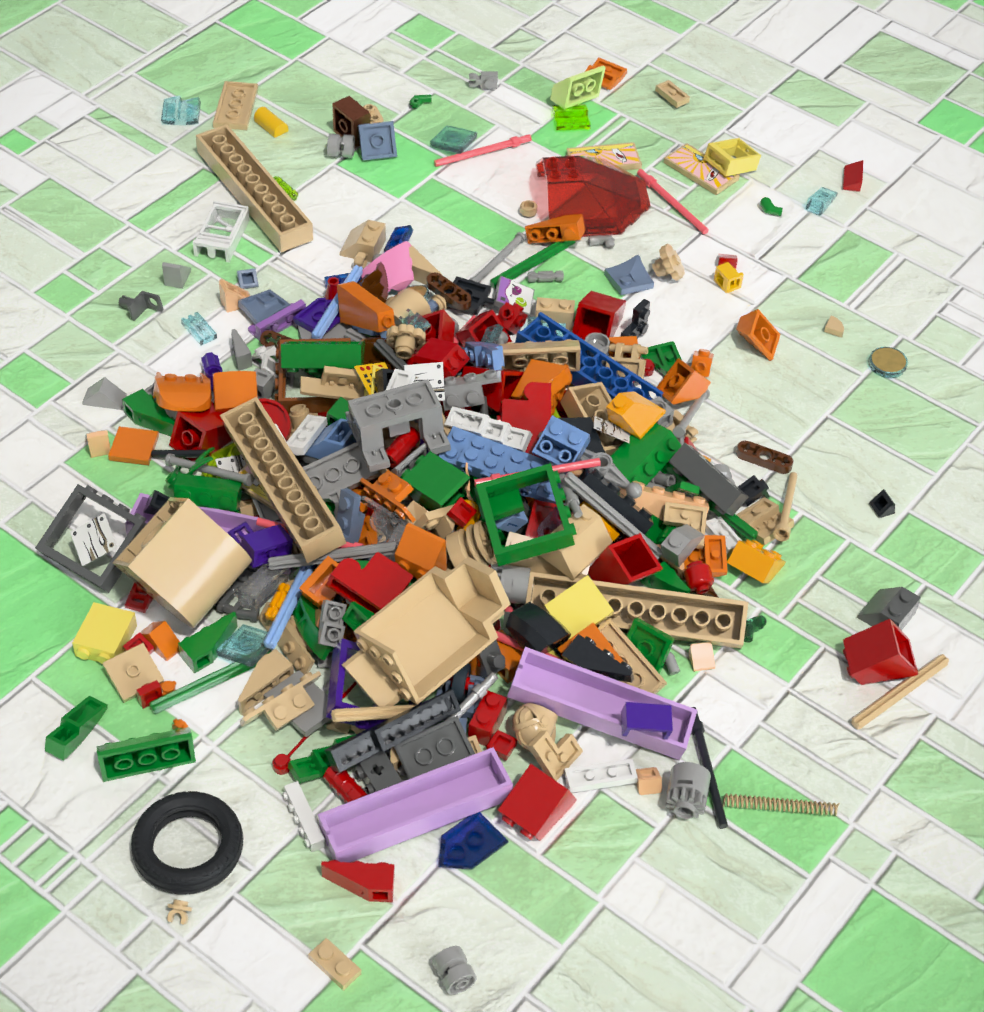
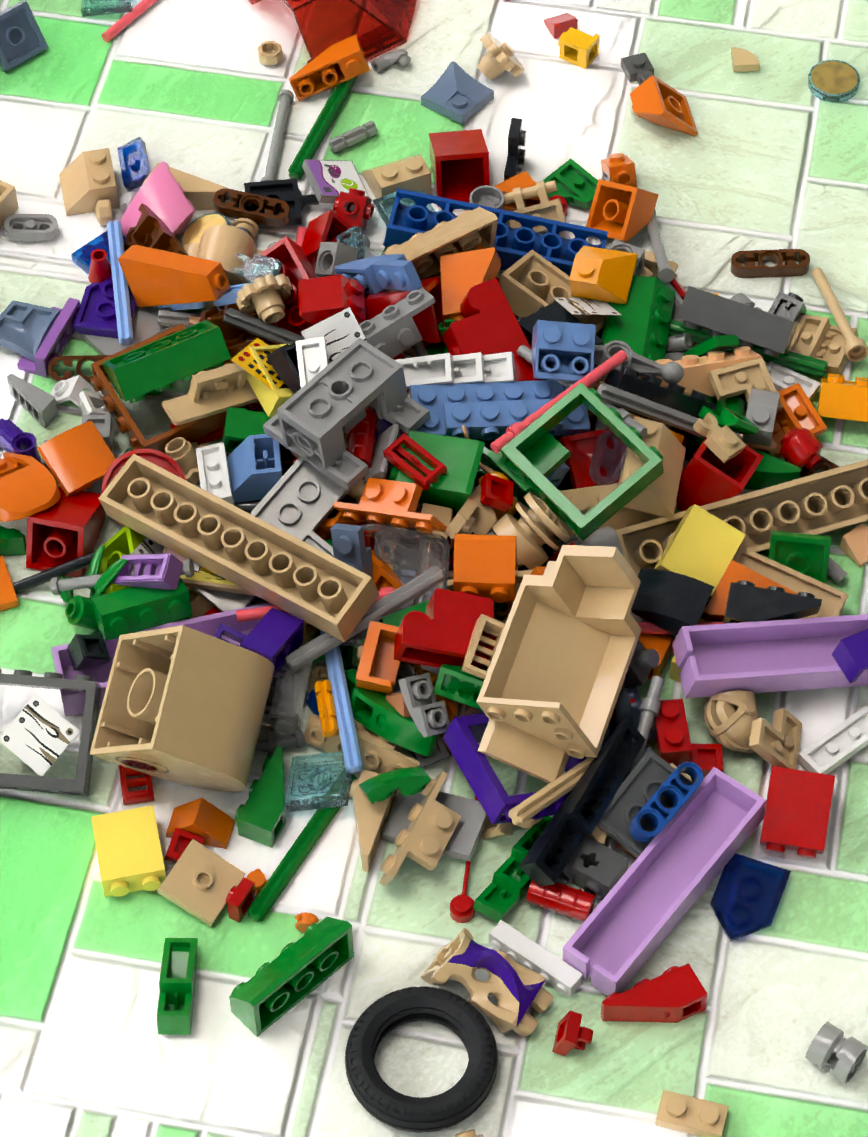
camera: 25 degrees left, 5 degrees up
(223, 471) = (166, 575): none -> medium lavender slope
(269, 829) = (508, 982): none -> tan hips
(291, 665) = (407, 780): none -> green slope
(292, 874) = (570, 1034): none -> red tile
(311, 252) = (31, 227): none -> light grey plate
(391, 586) = (491, 627): none -> tan slope
(422, 483) = (431, 476): none -> red tile
(451, 744) = (678, 794): none -> blue beam
(473, 334) = (331, 255): none -> light grey brick
(635, 545) = (719, 440): none -> tan plate
(652, 535) = (735, 421): none -> green slope
(760, 302) = (637, 67): none -> dark grey plate

